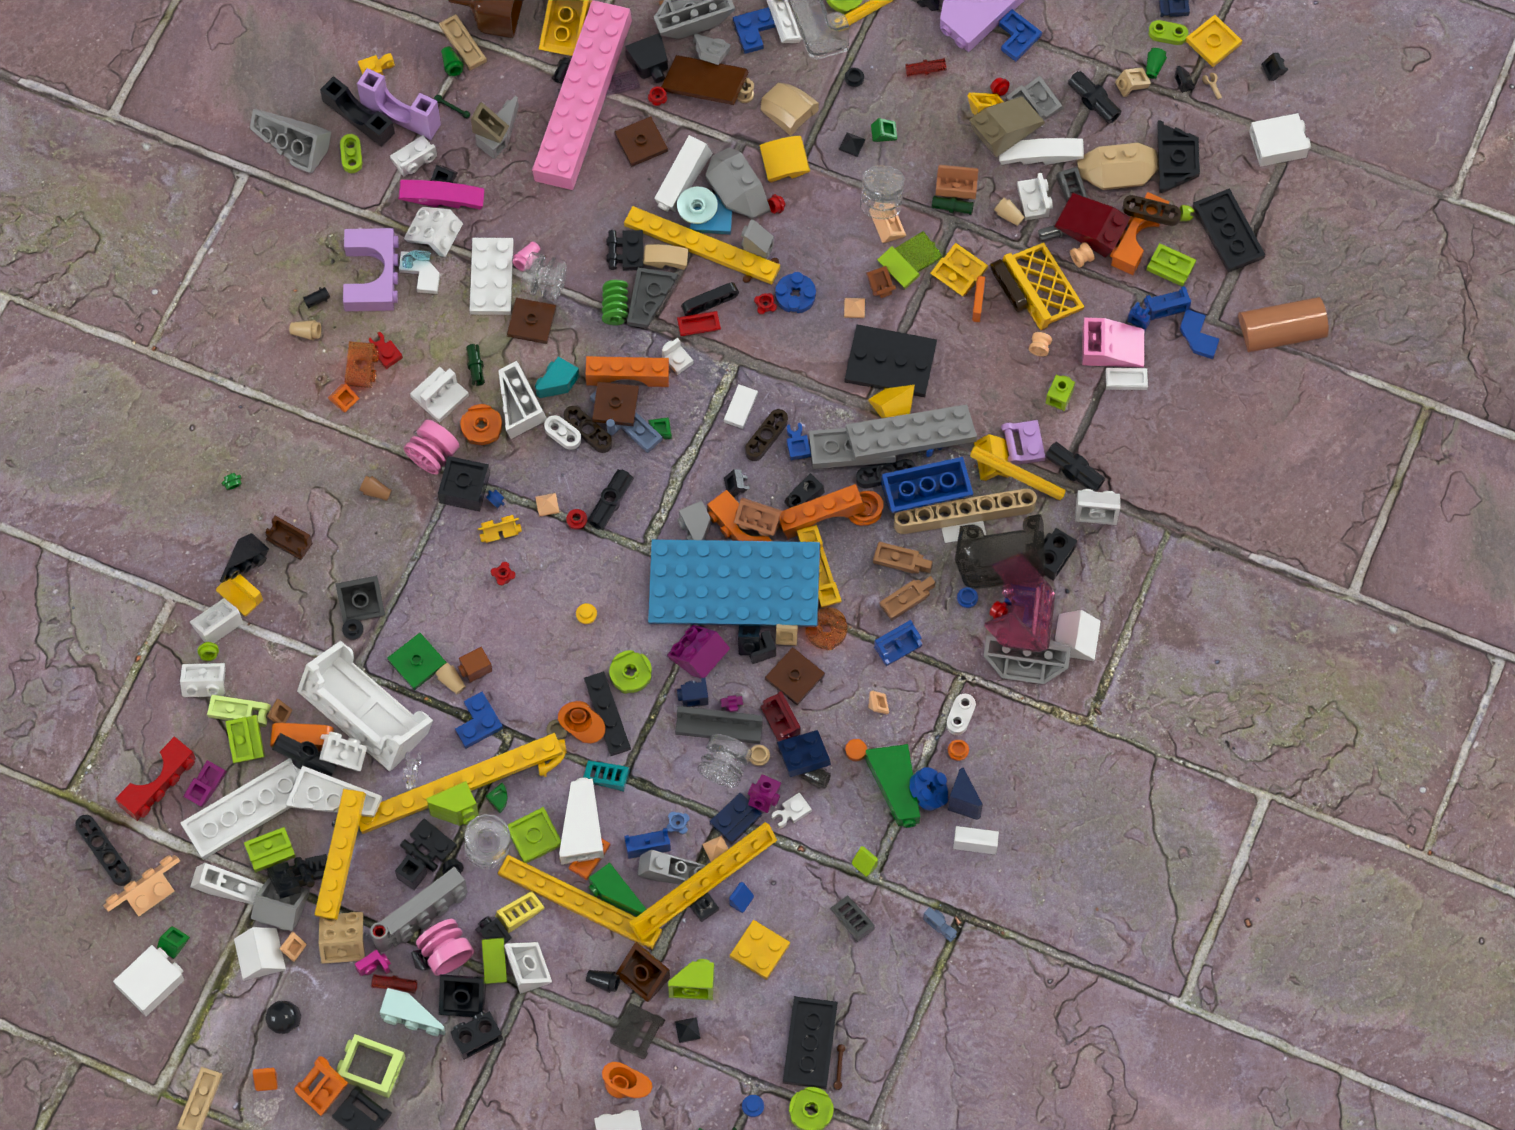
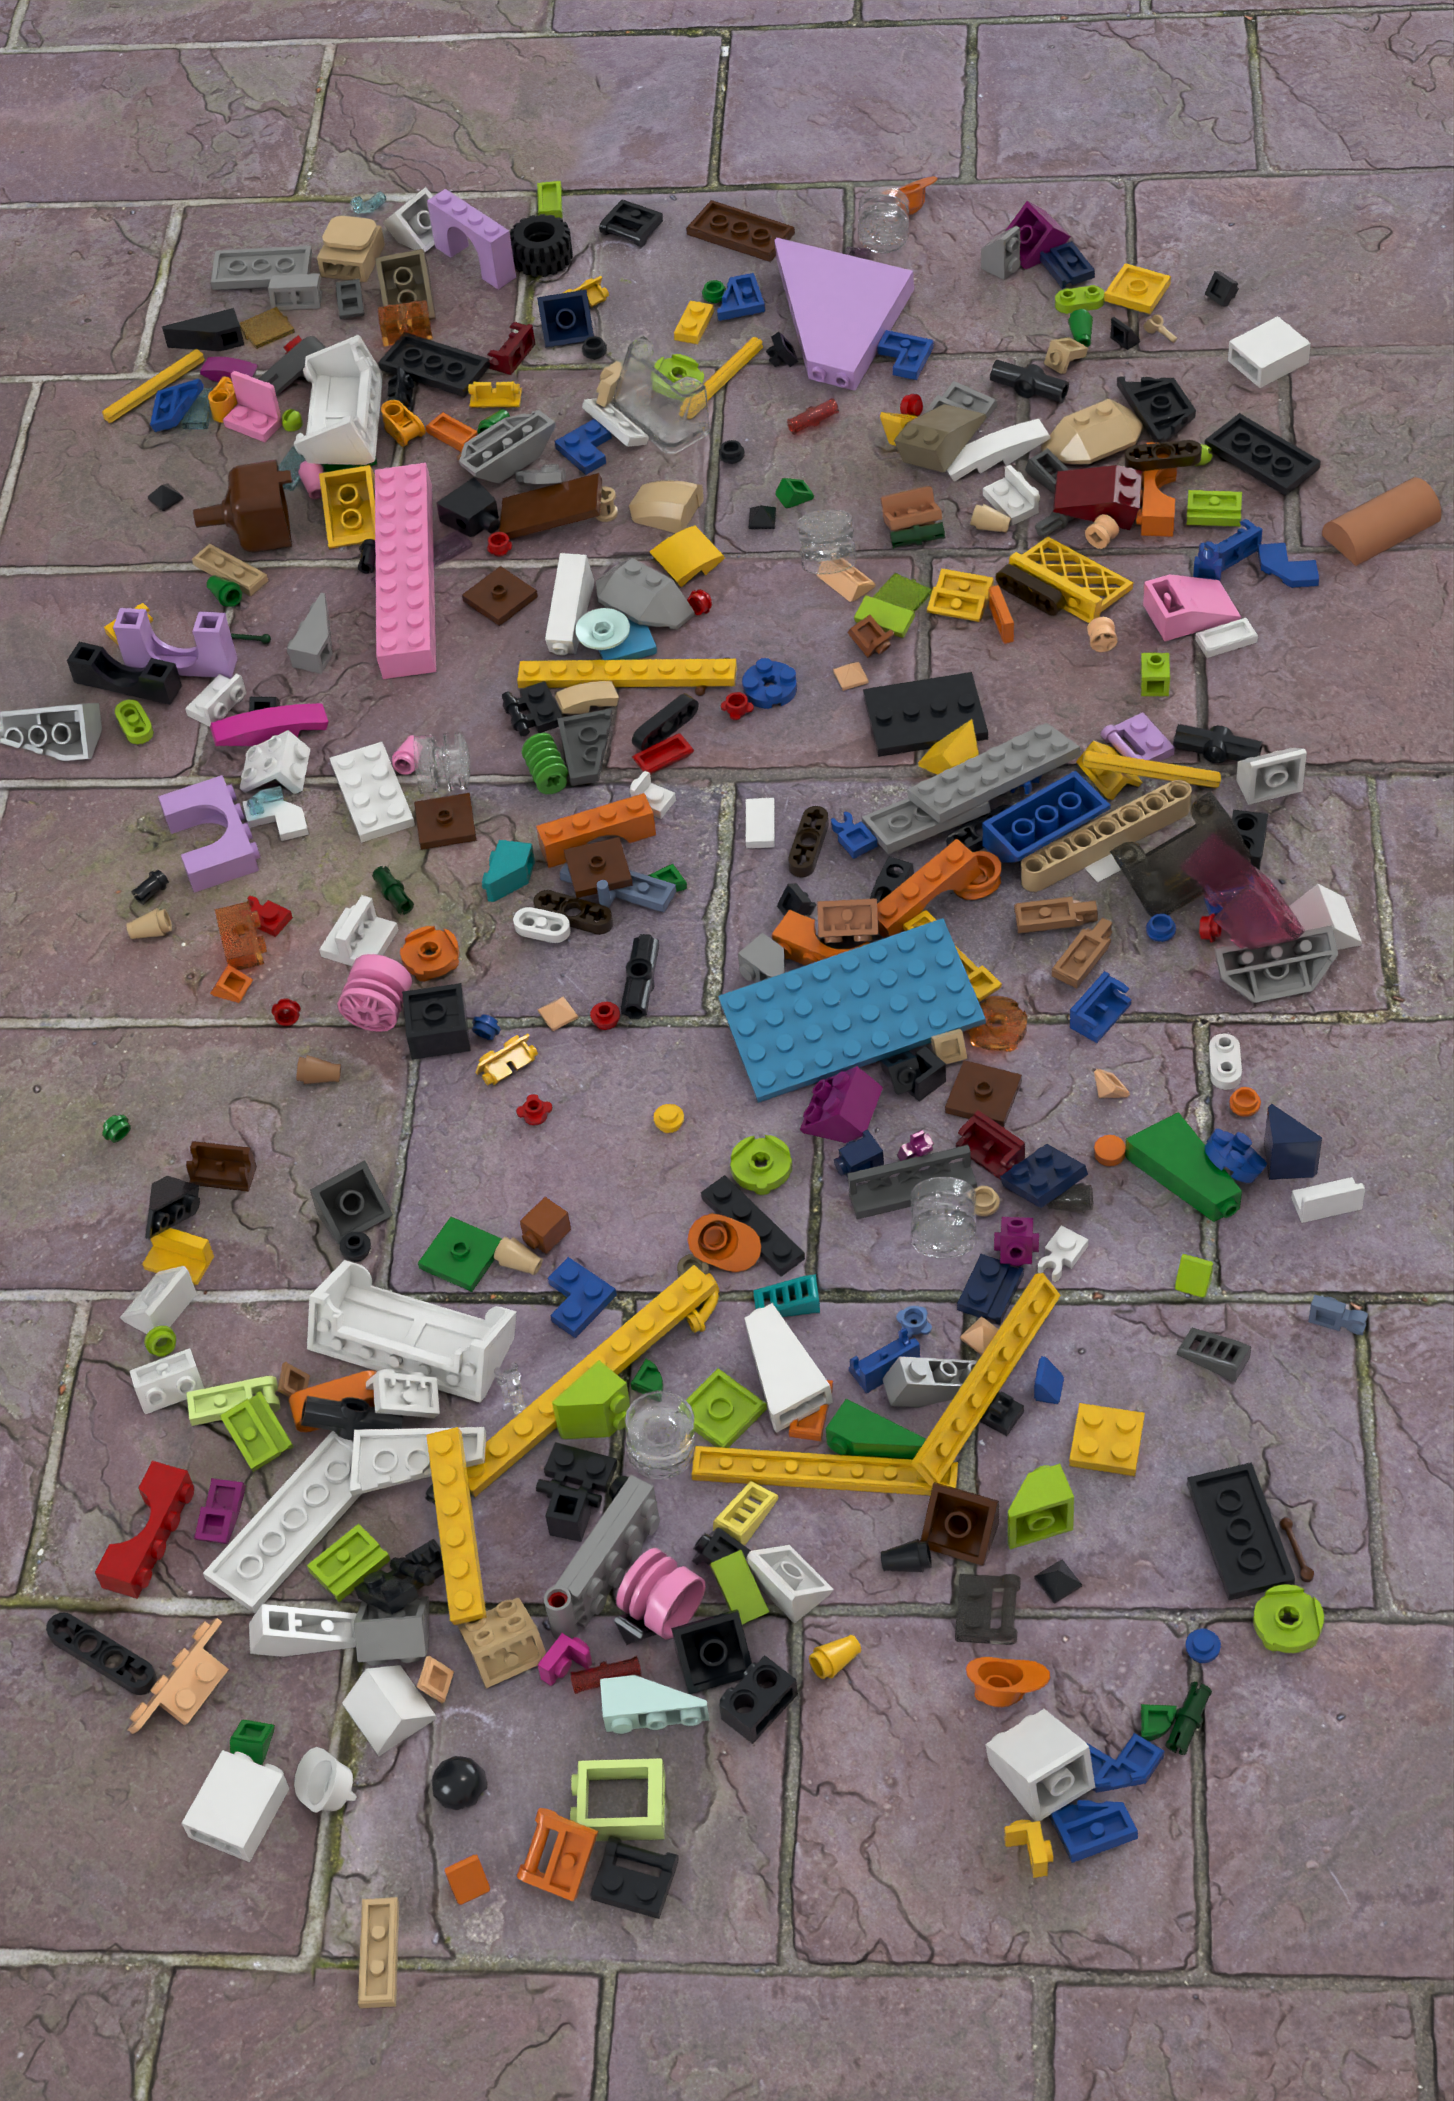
camera: 15 degrees left, 15 degrees down
(203, 986) = (323, 1781): none -> white piece
(371, 434) = (284, 1017): none -> red plate
(488, 124) = (298, 626): dark tan slope -> none
(519, 401) = (471, 904): white wedge -> none
(533, 1025) = (834, 1656): none -> yellow cone
(757, 240) = (695, 637): light grey slope -> none

